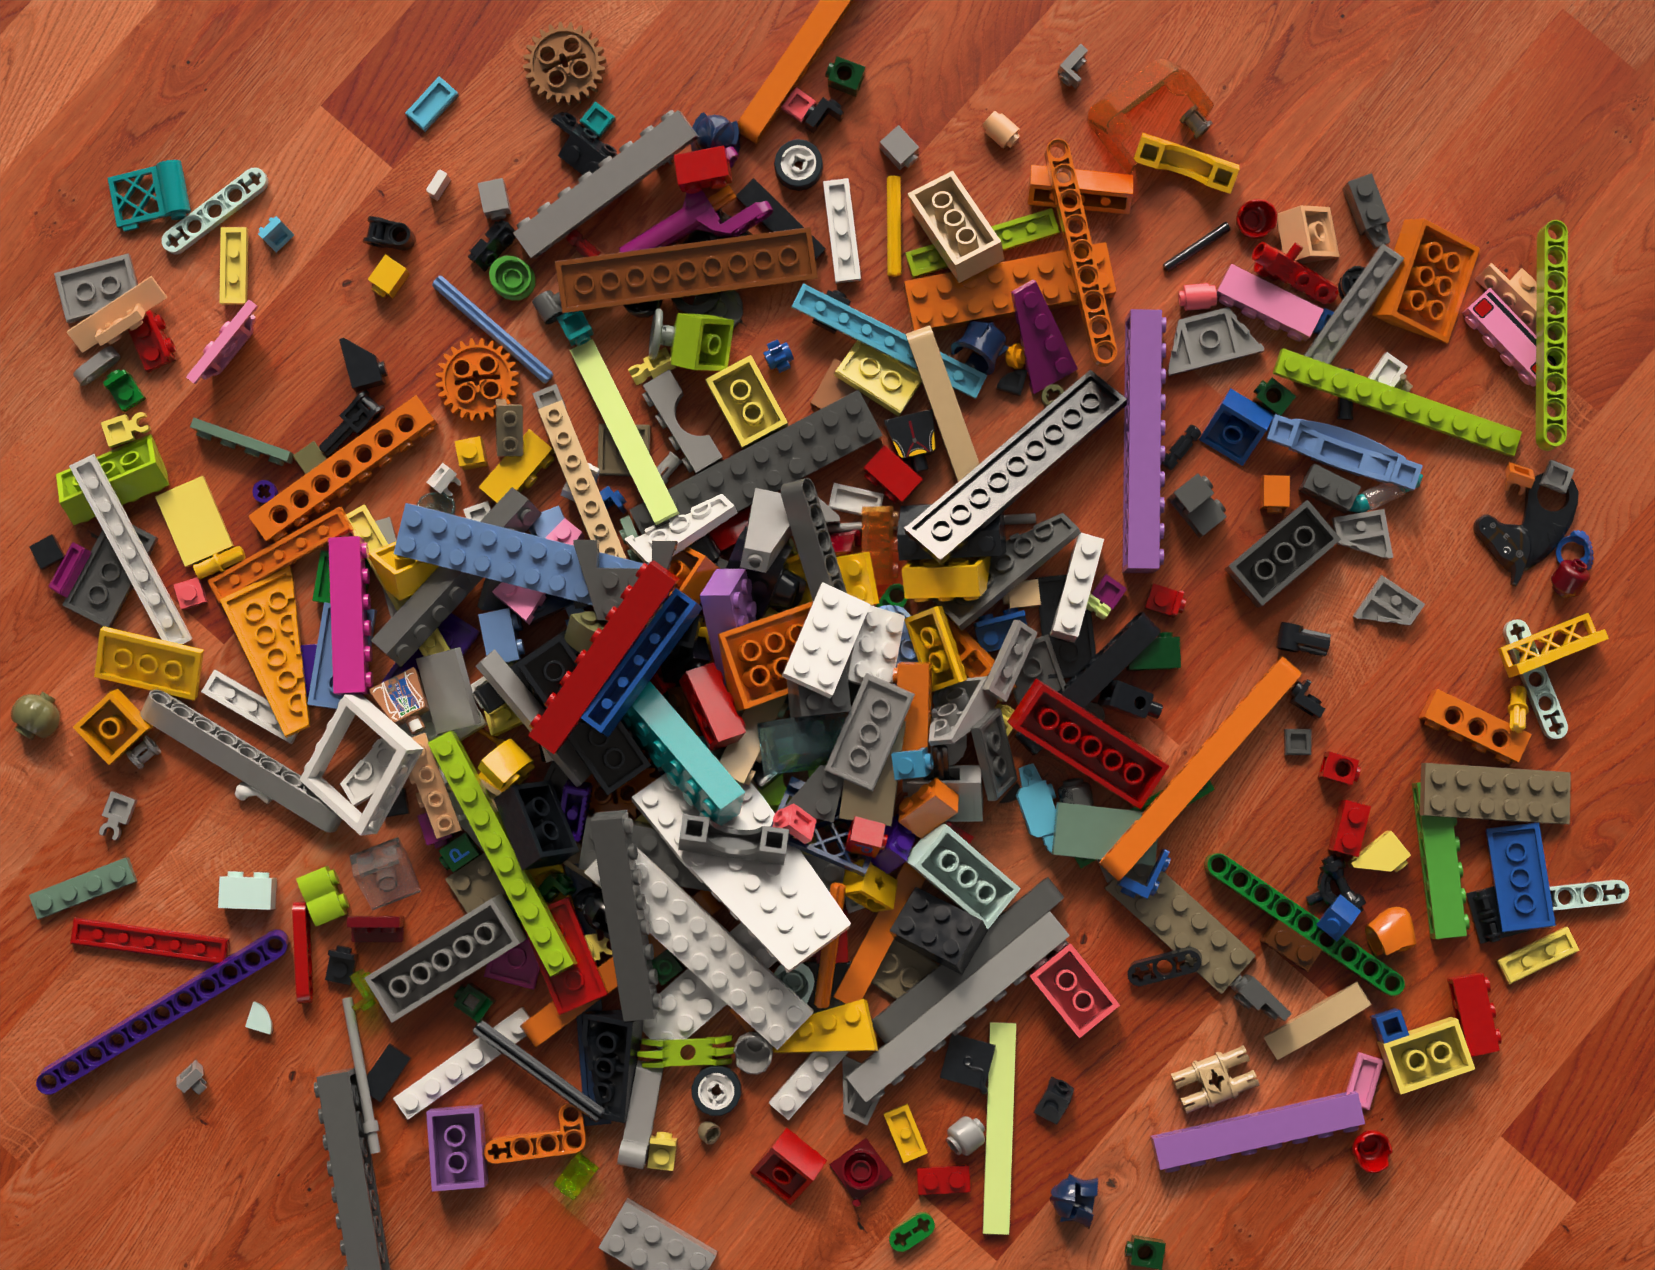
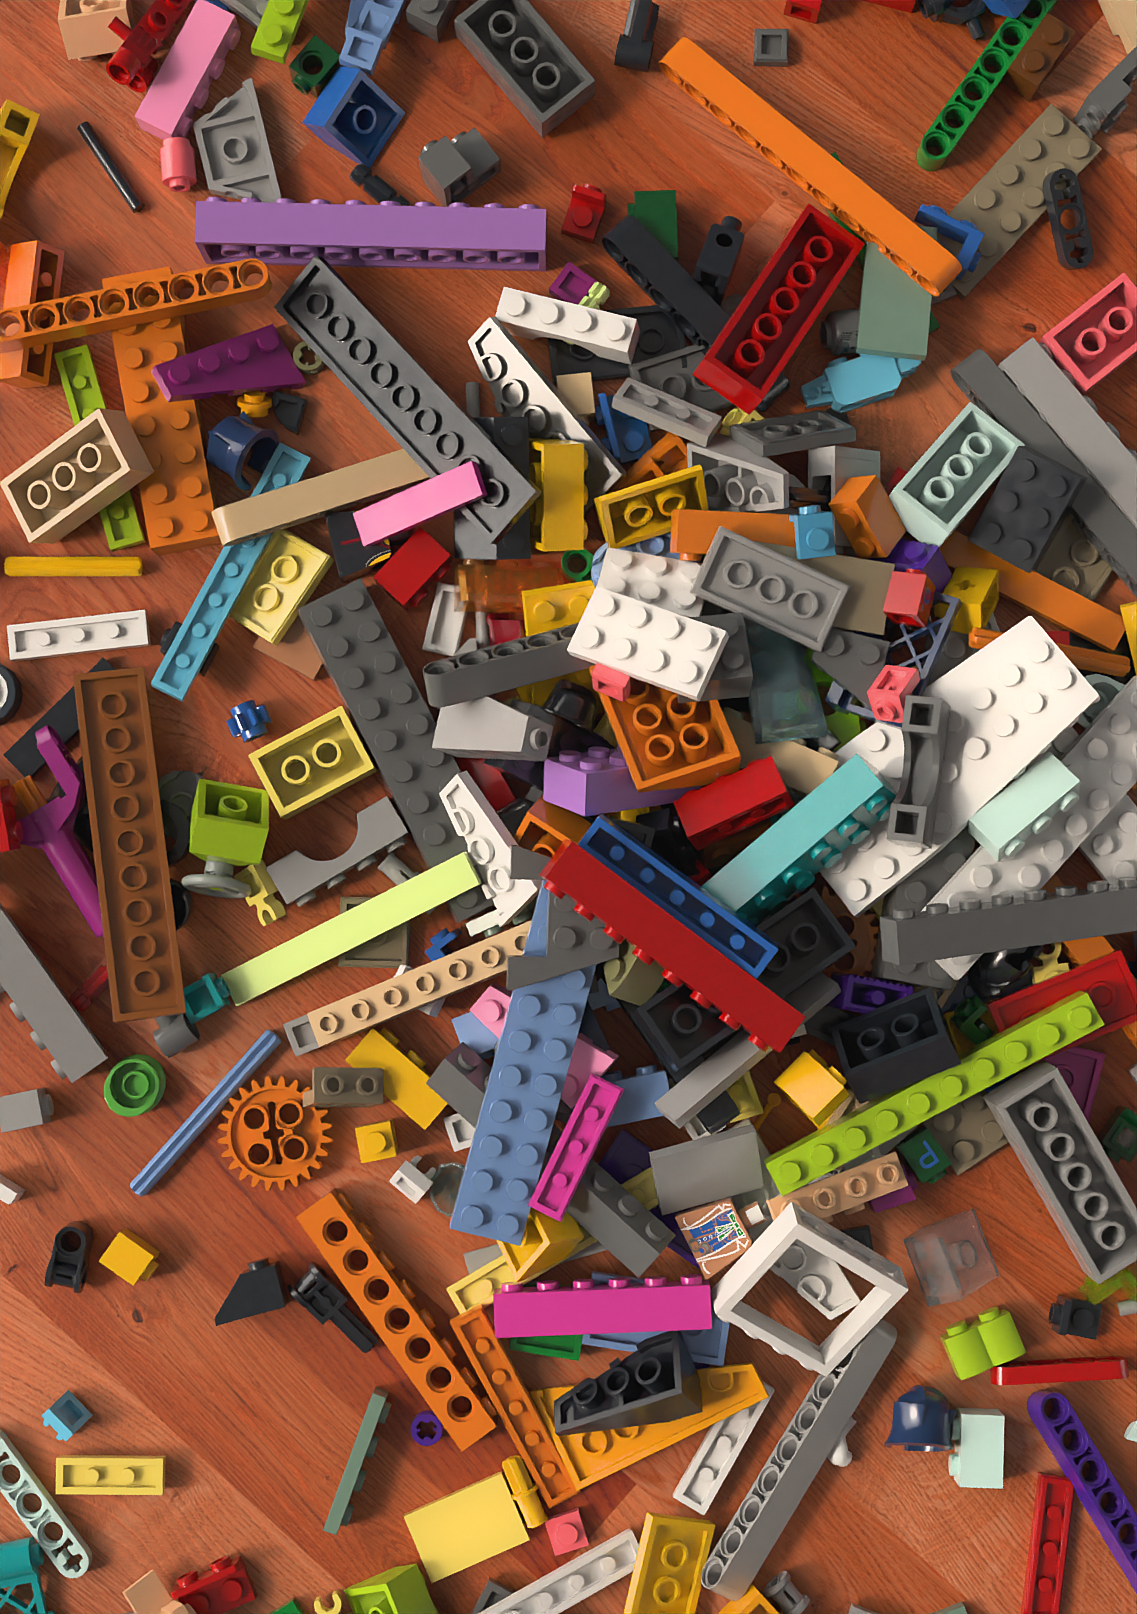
camera: 90 degrees left, 0 degrees up
(230, 341) = (231, 1491): bright pink wing -> none
(267, 849) = (921, 1421): none -> dark blue helmet
(291, 646) = (643, 1389): none -> black wedge
(309, 457) = (380, 1365): olive tile -> none
(376, 928) = (1025, 1268): dark red bracket -> none
(463, 593) = (576, 1147): none -> dark pink tile
(500, 238) = (77, 1101): black hinge -> none
(667, 966) = (1078, 871): dark green brick -> none
(709, 920) = (1024, 807): none -> light aqua brick
(799, 615) = (611, 682): none -> coral tile
(935, 477) = (420, 504): none -> tile
(1256, 218) = (73, 84): red hair -> none
(1274, 493) = (443, 68): orange brick -> none
(1308, 704) = (720, 32): black bracket -> none

